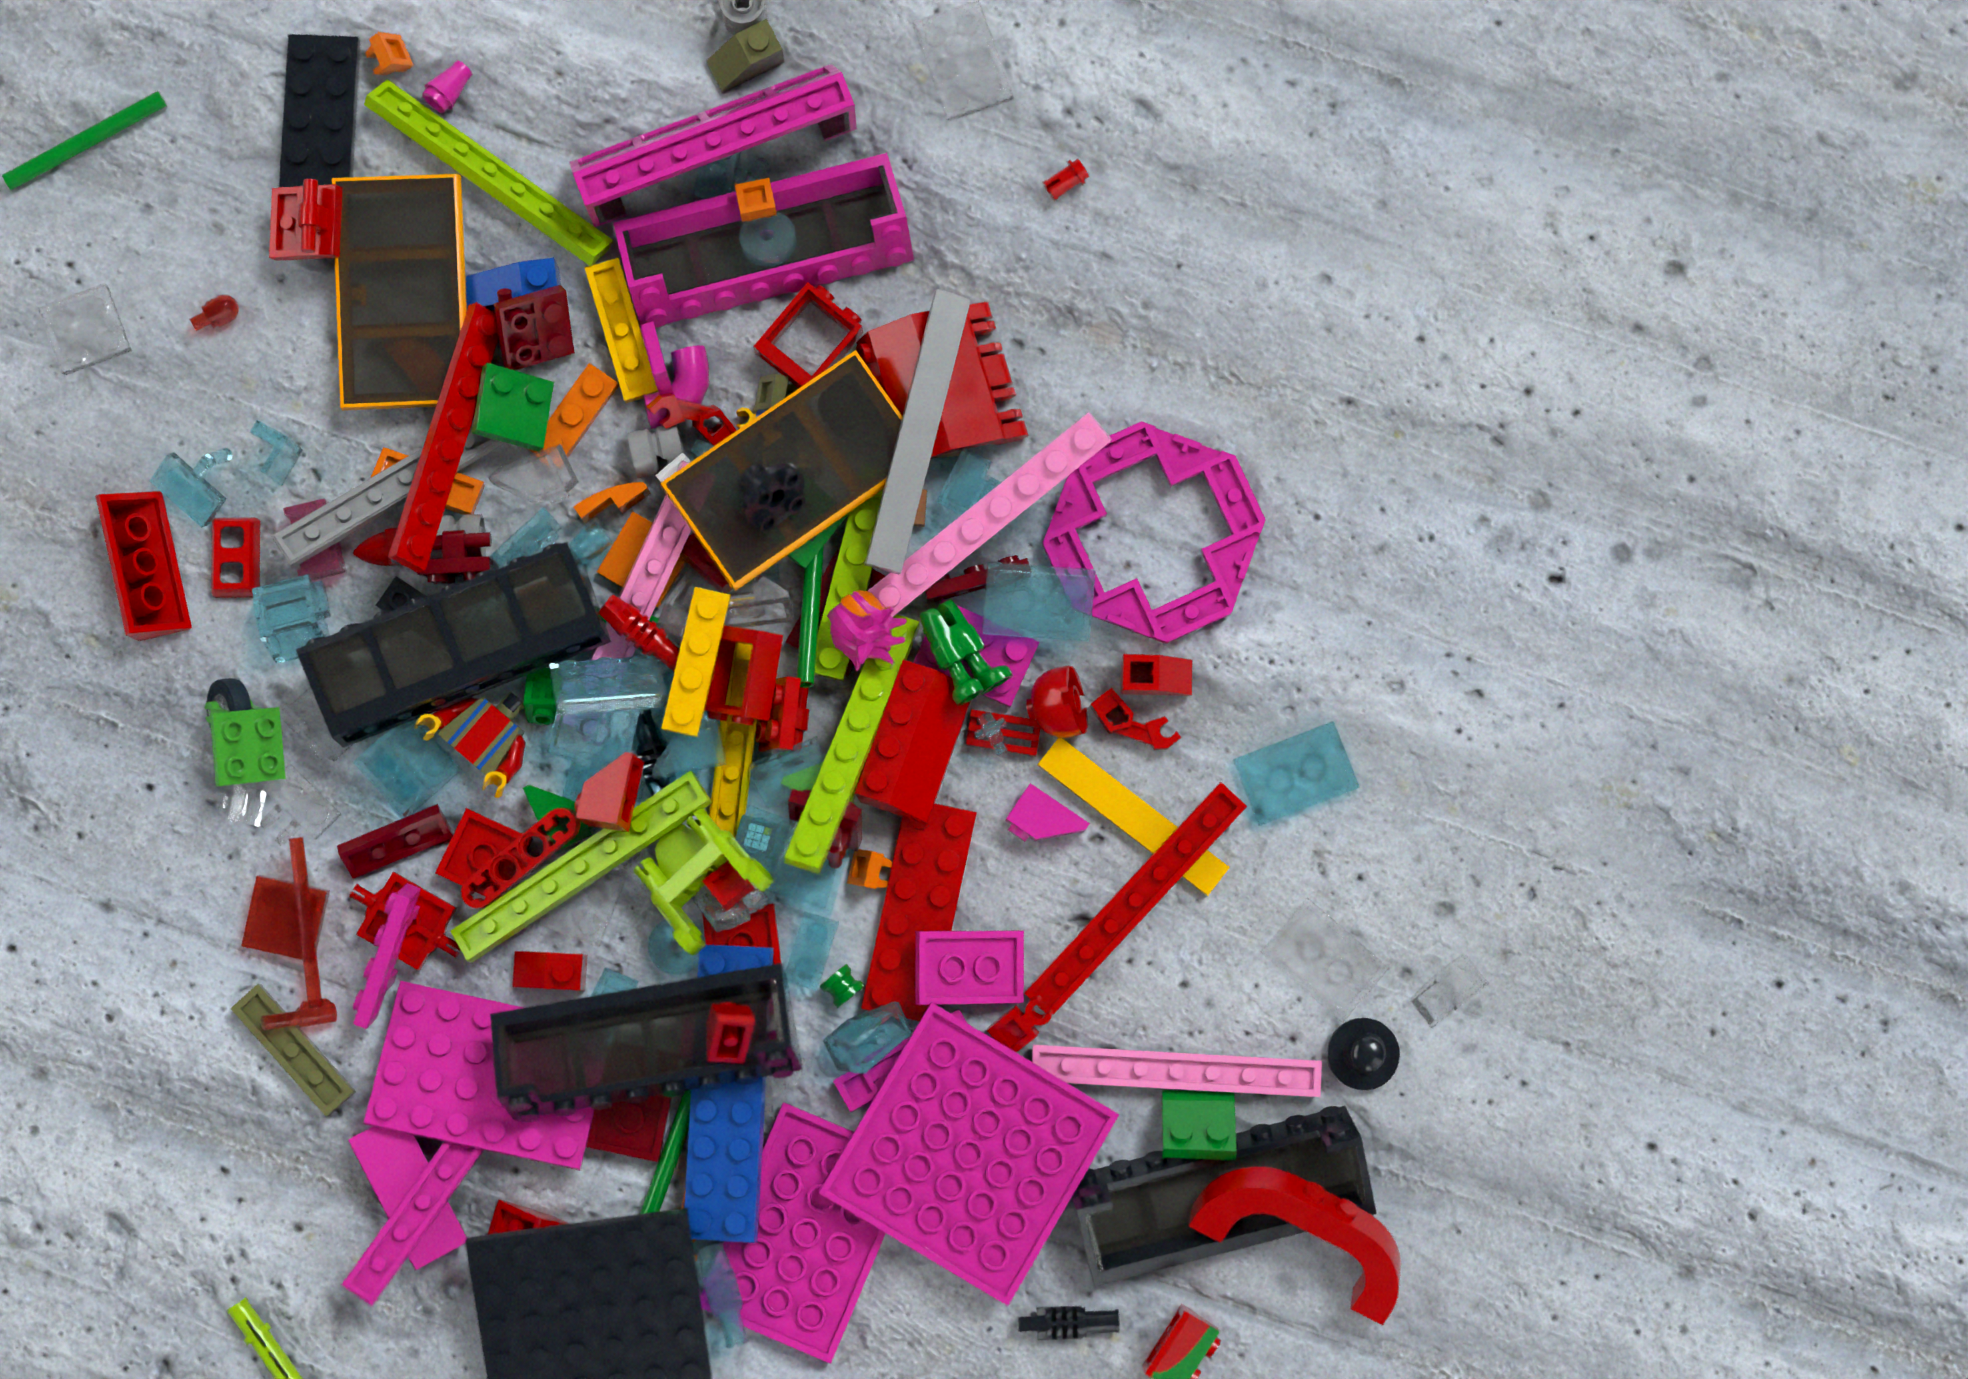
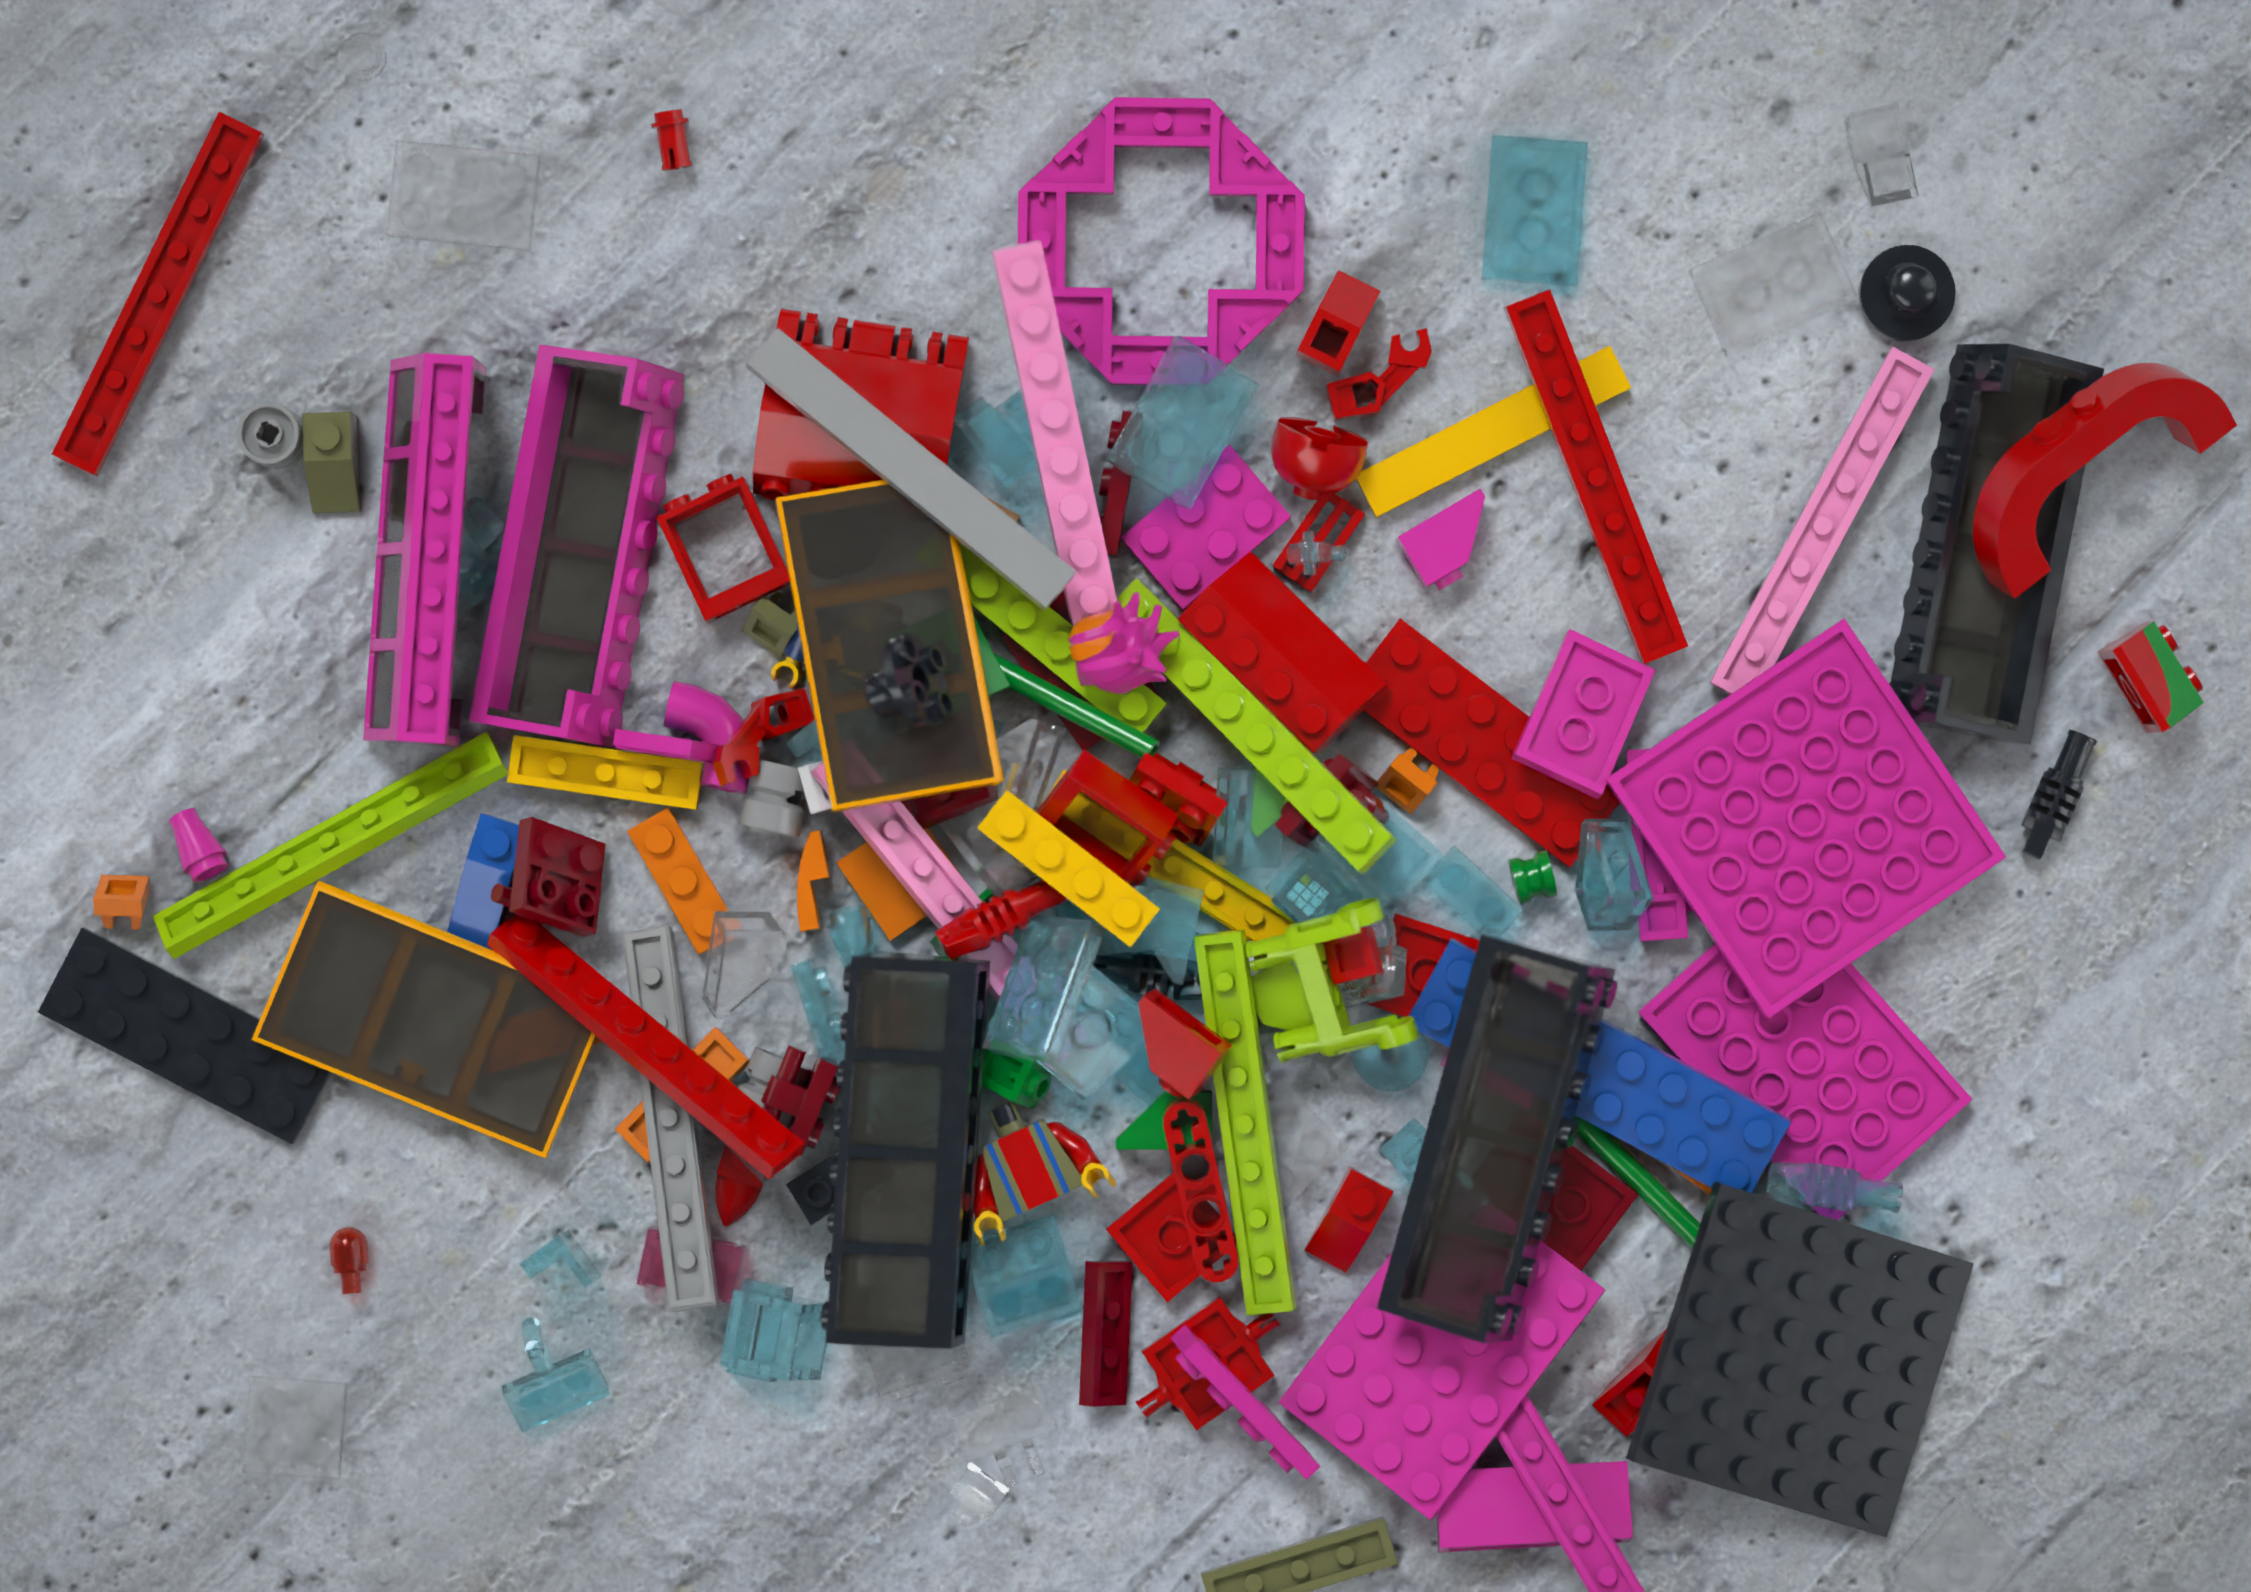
camera: 50 degrees left, 5 degrees up
(84, 140) = (54, 1323): green piece -> none
(143, 564) = (623, 1483): red slope -> none
(244, 736) = (893, 1454): bright green plate -> none
(247, 554) = (669, 1355): red piece -> none
(274, 919) = (1135, 1506): clear red plate -> none
(305, 221) = (293, 1095): red plate -> none
(315, 1009) = (1263, 1518): clear red bar -> none
(512, 407) = (643, 948): green plate -> none
(729, 1032) = (1534, 1033): red slope -> none
(755, 199) = (526, 532): orange tile -> none
(771, 251) = (597, 540): clear light blue piece -> none
(957, 641) = (1184, 545): green piece -> none
(1017, 1028) = (1683, 691): red plate -> none
(1198, 1125) = (1899, 530): green plate -> none

